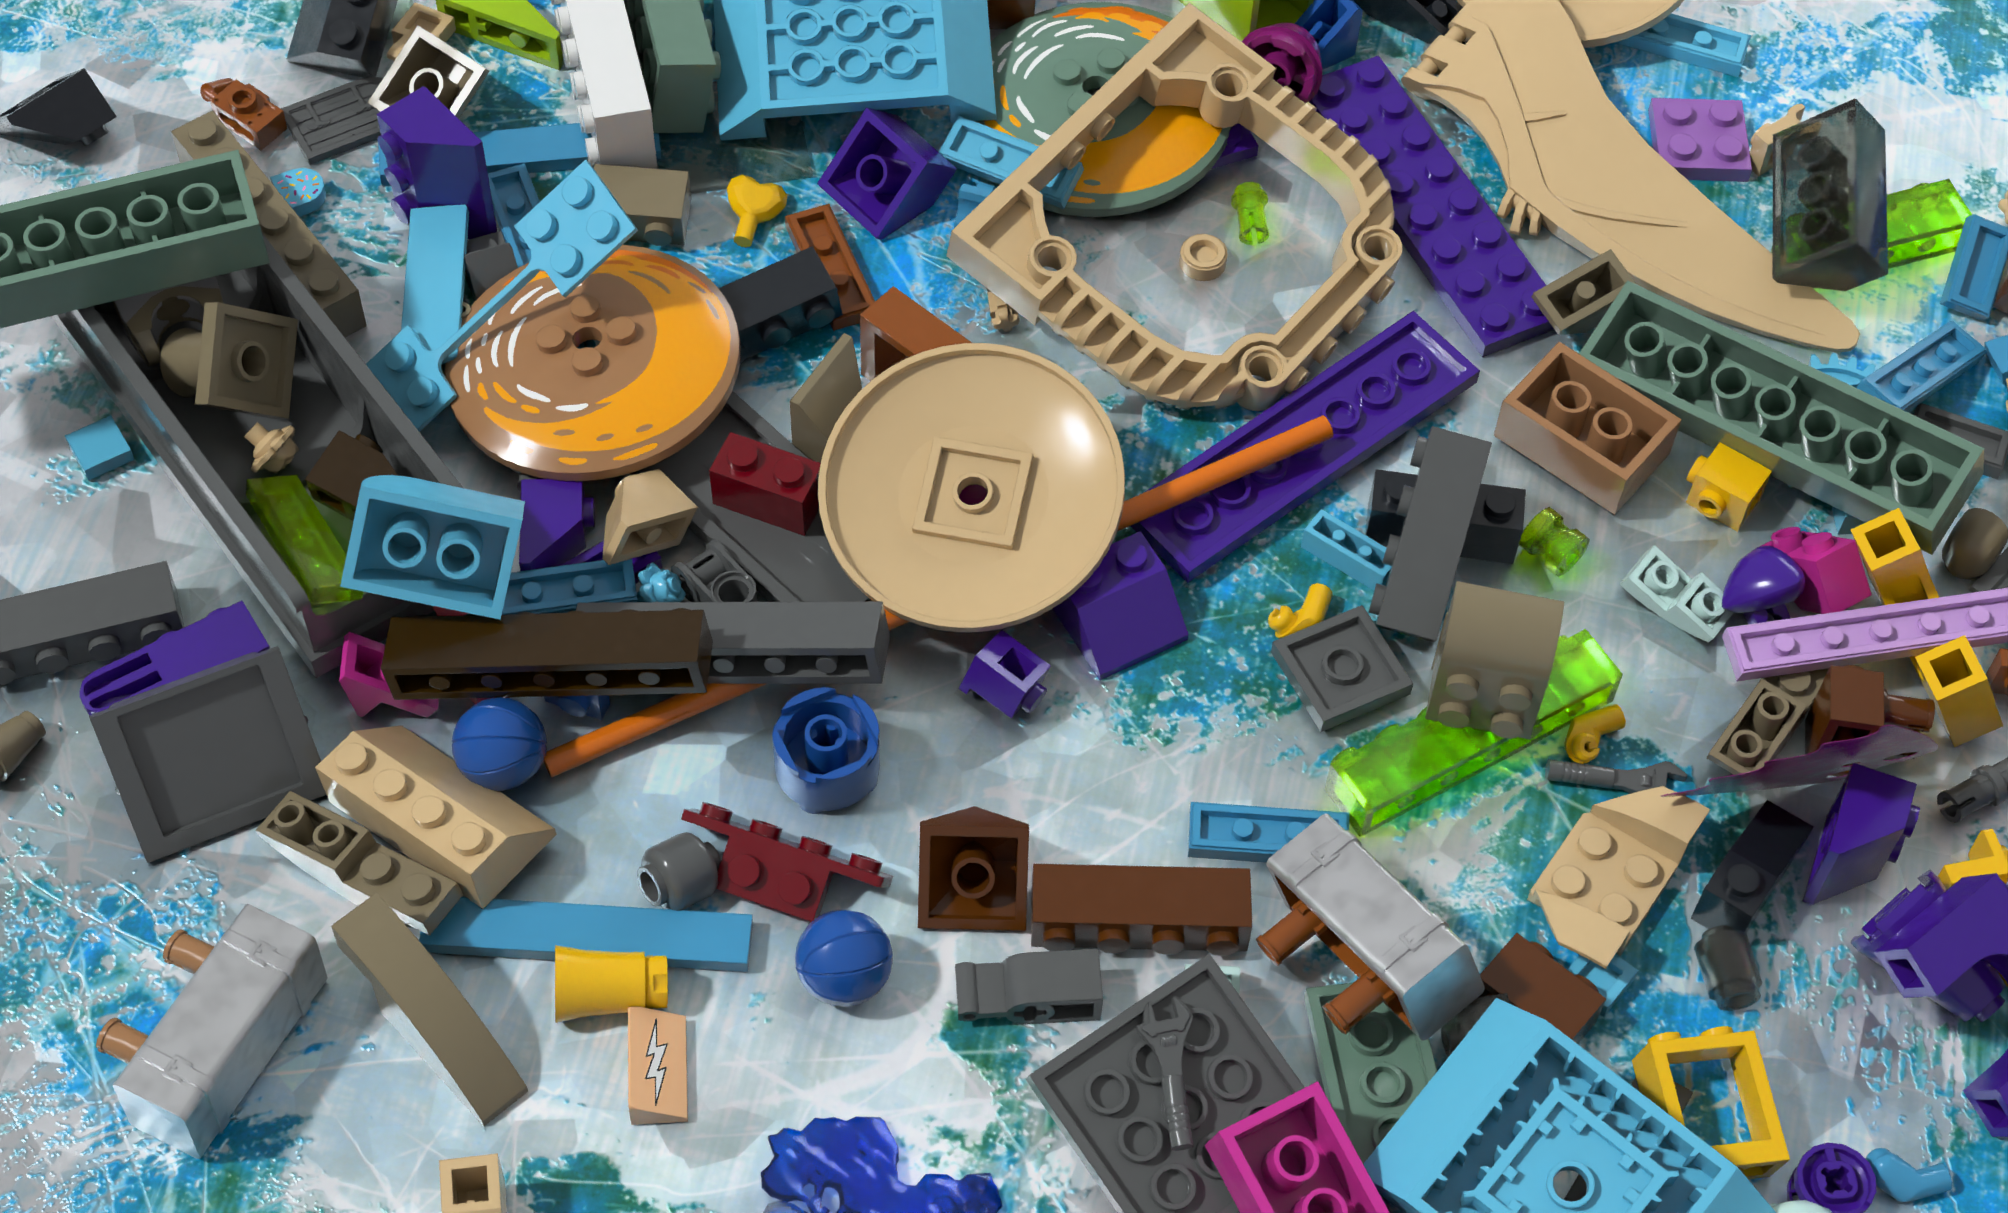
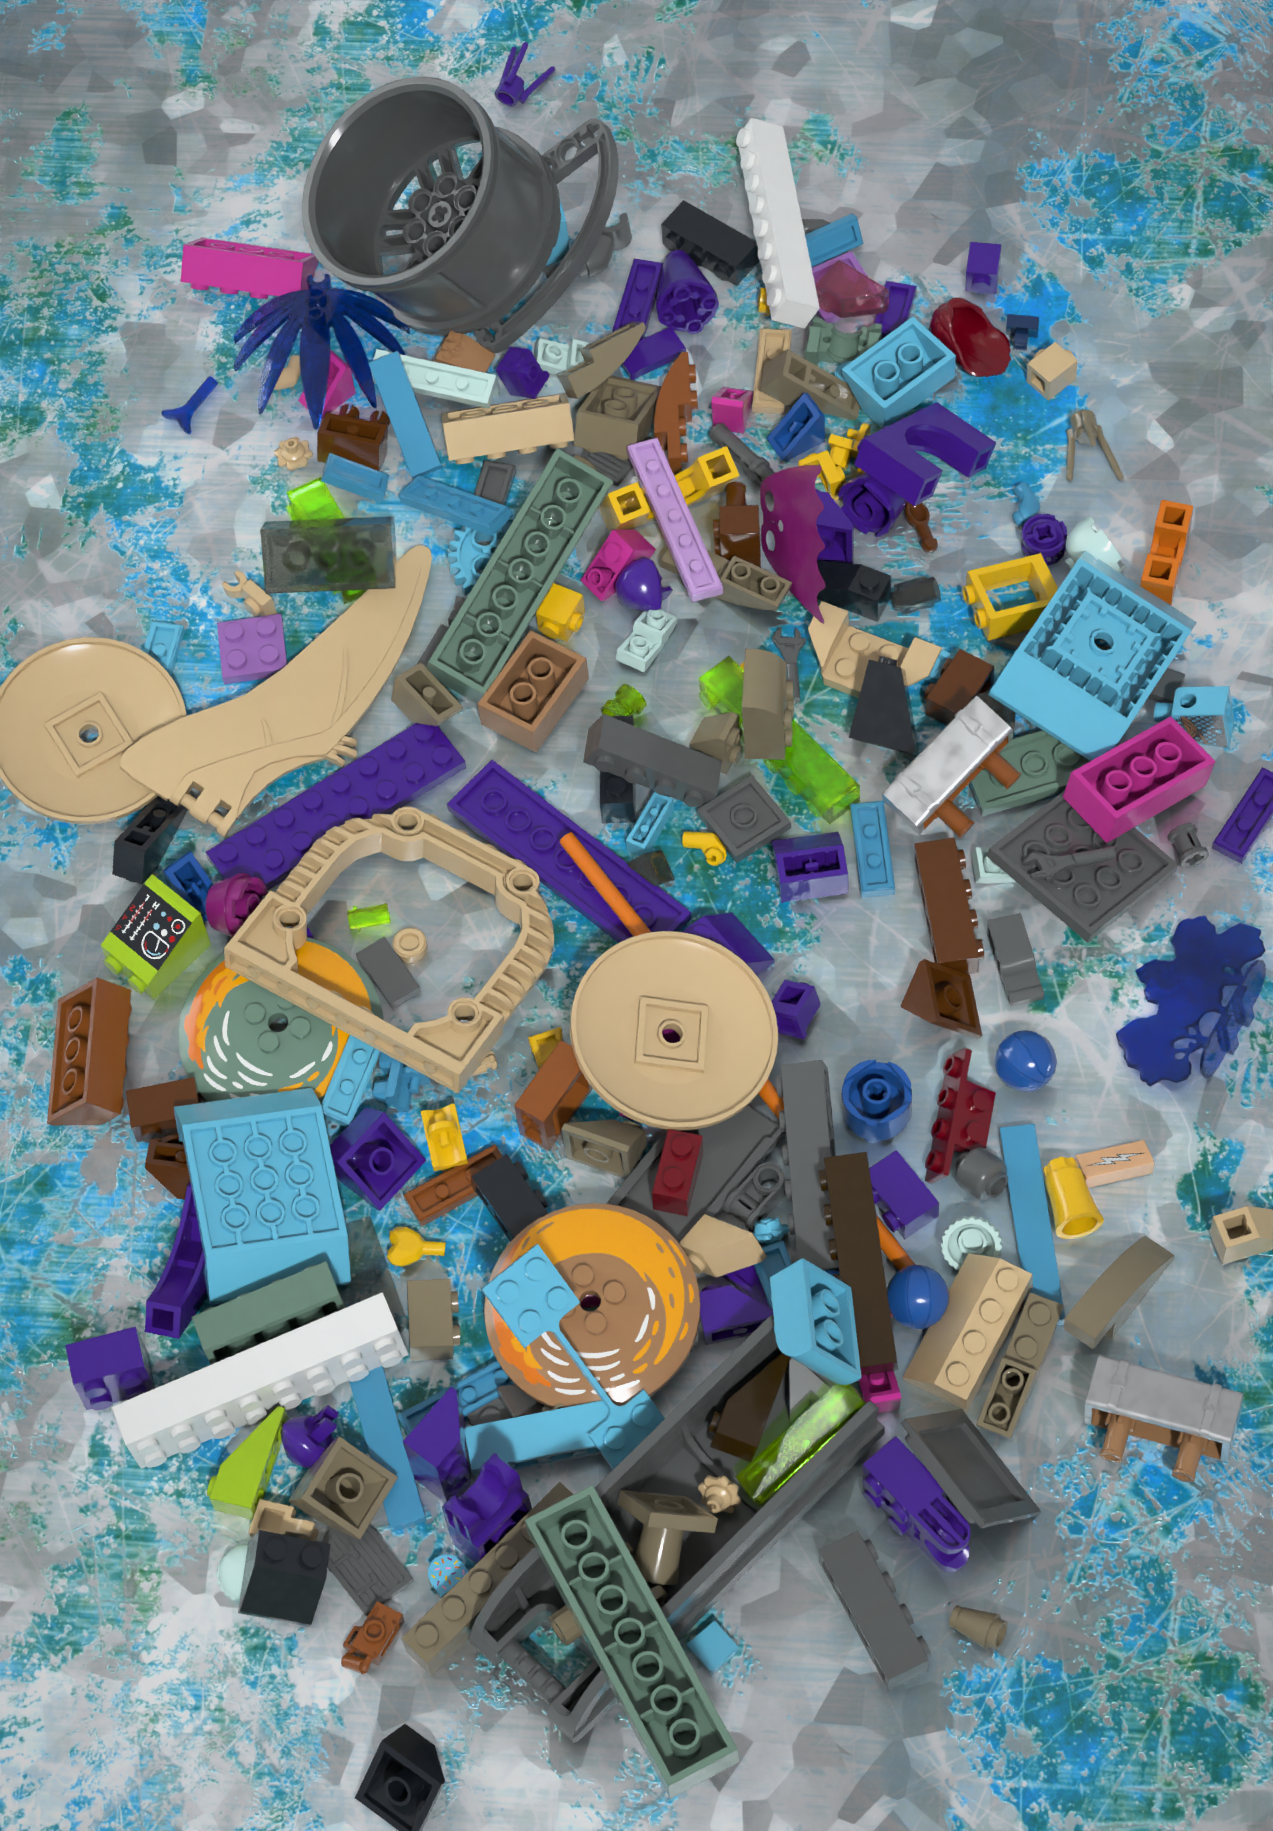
camera: 90 degrees left, 5 degrees up
(336, 197) = (486, 1509): none -> dark purple brick
(515, 68) = (308, 1436): none -> dark purple piece
(578, 834) = (970, 1236): none -> light aqua hat
(674, 761) = (902, 1196): none -> dark purple brick
(894, 245) = (444, 1138): none -> yellow hips
(1162, 227) = (388, 972): none -> dark grey tile
(1245, 732) = (810, 867): none -> dark purple slope
(1270, 539) = (653, 868): none -> clear smoke slope
(1503, 872) = (885, 708): none -> black slope
(1884, 1006) = (918, 517): none -> reddish brown piece

